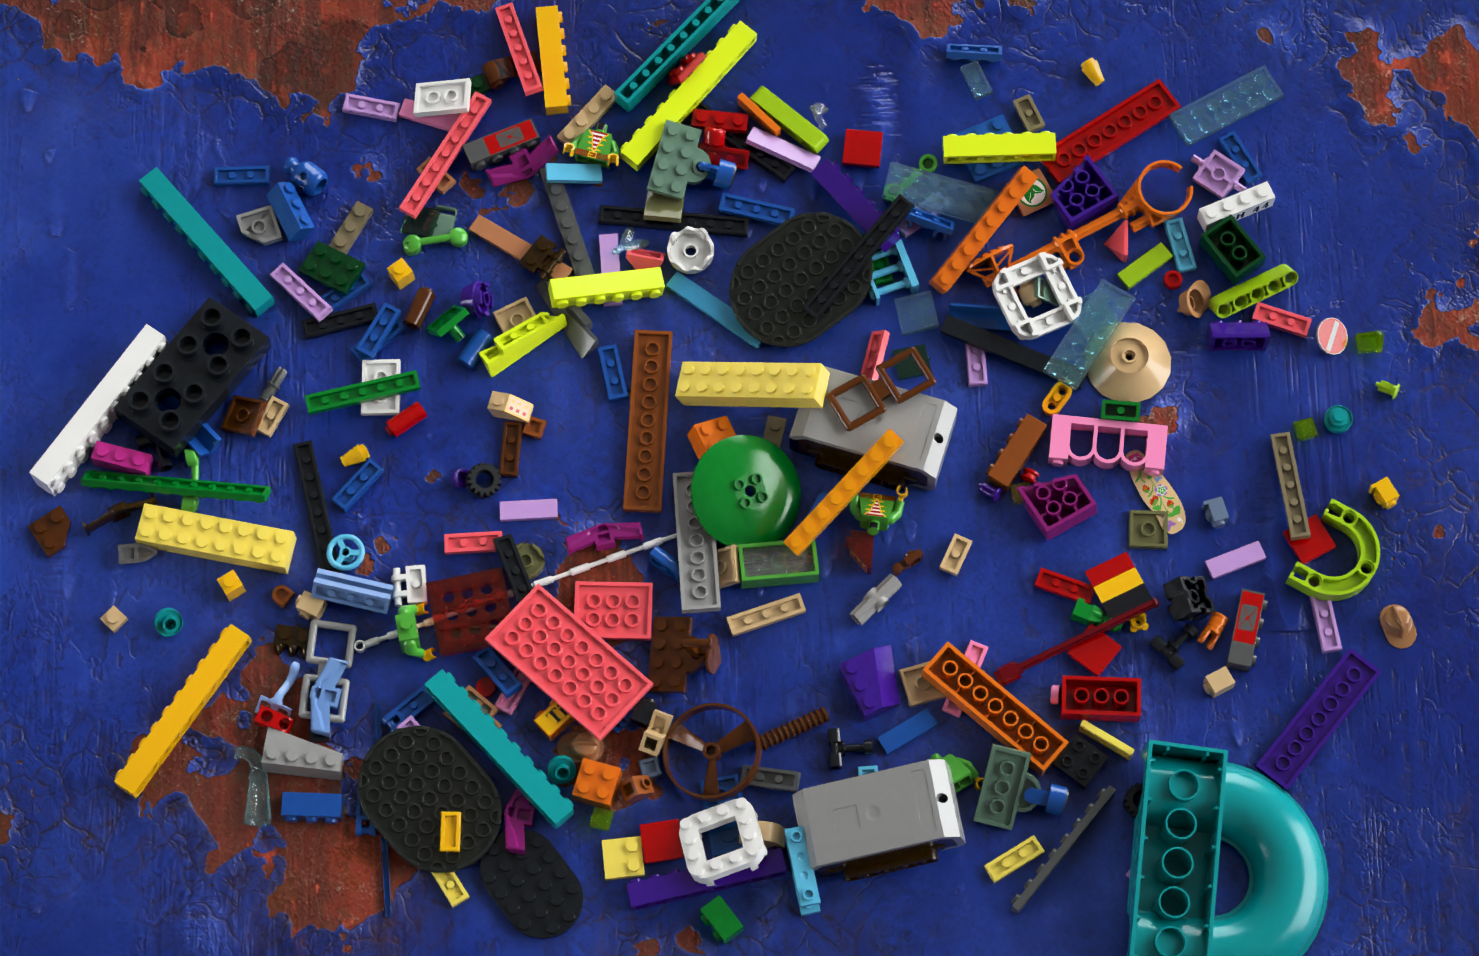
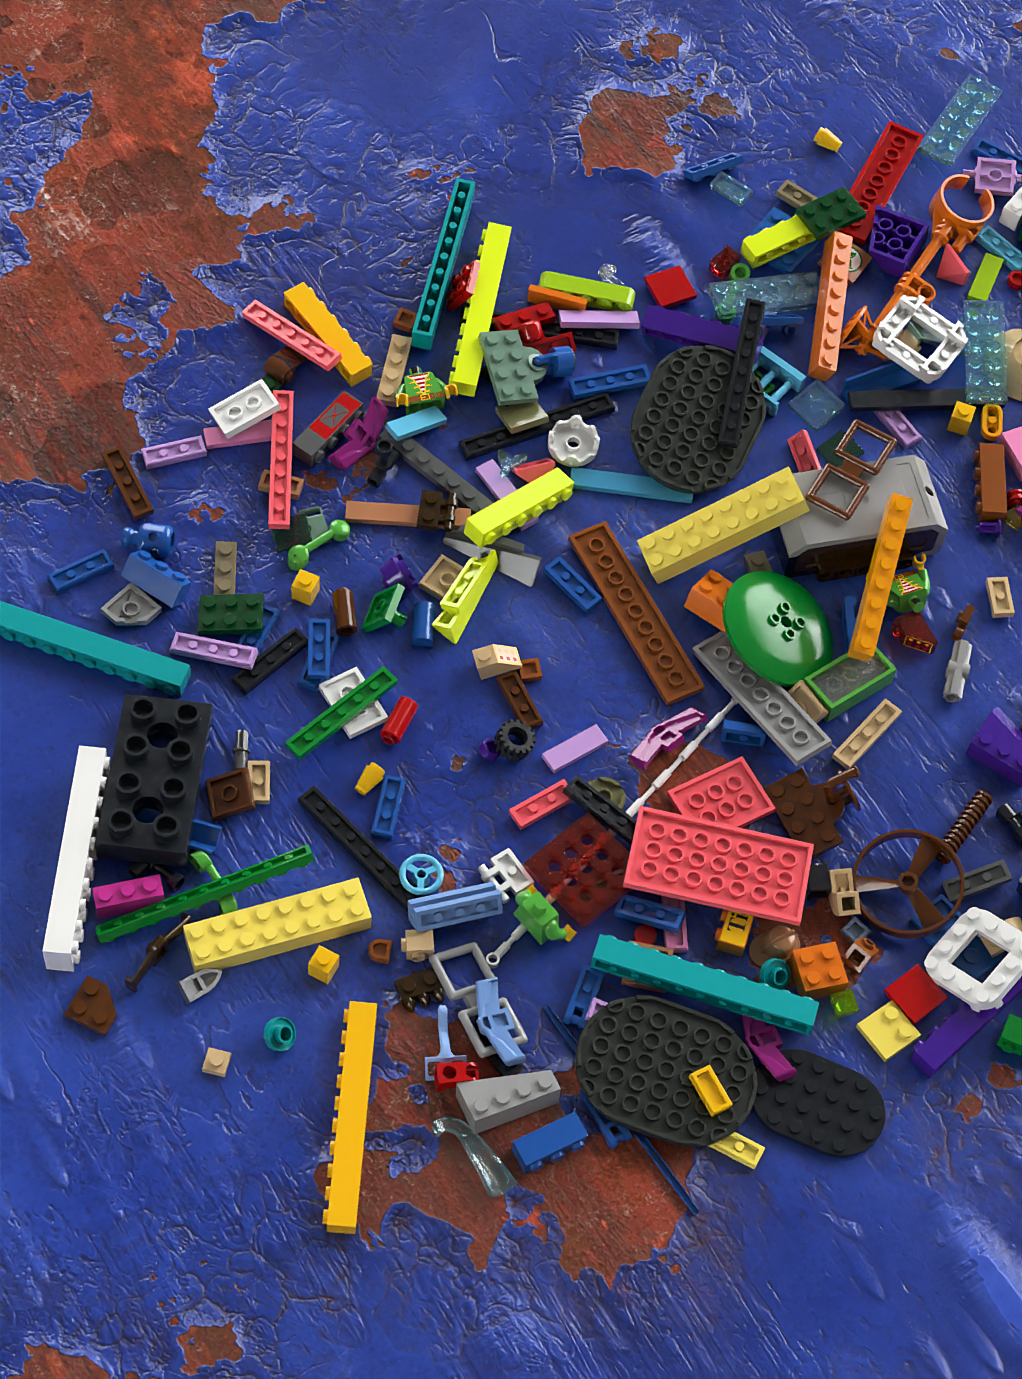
camera: 40 degrees left, 10 degrees down
(318, 117) = (127, 483): none -> reddish brown plate
(525, 195) = (386, 460): none -> black bar
(622, 74) = (405, 320): none -> dark orange tile
(917, 151) = (723, 262): none -> clear red brick
(1030, 383) = (961, 418): none -> yellow brick
(1034, 146) = (830, 213): none -> dark green plate

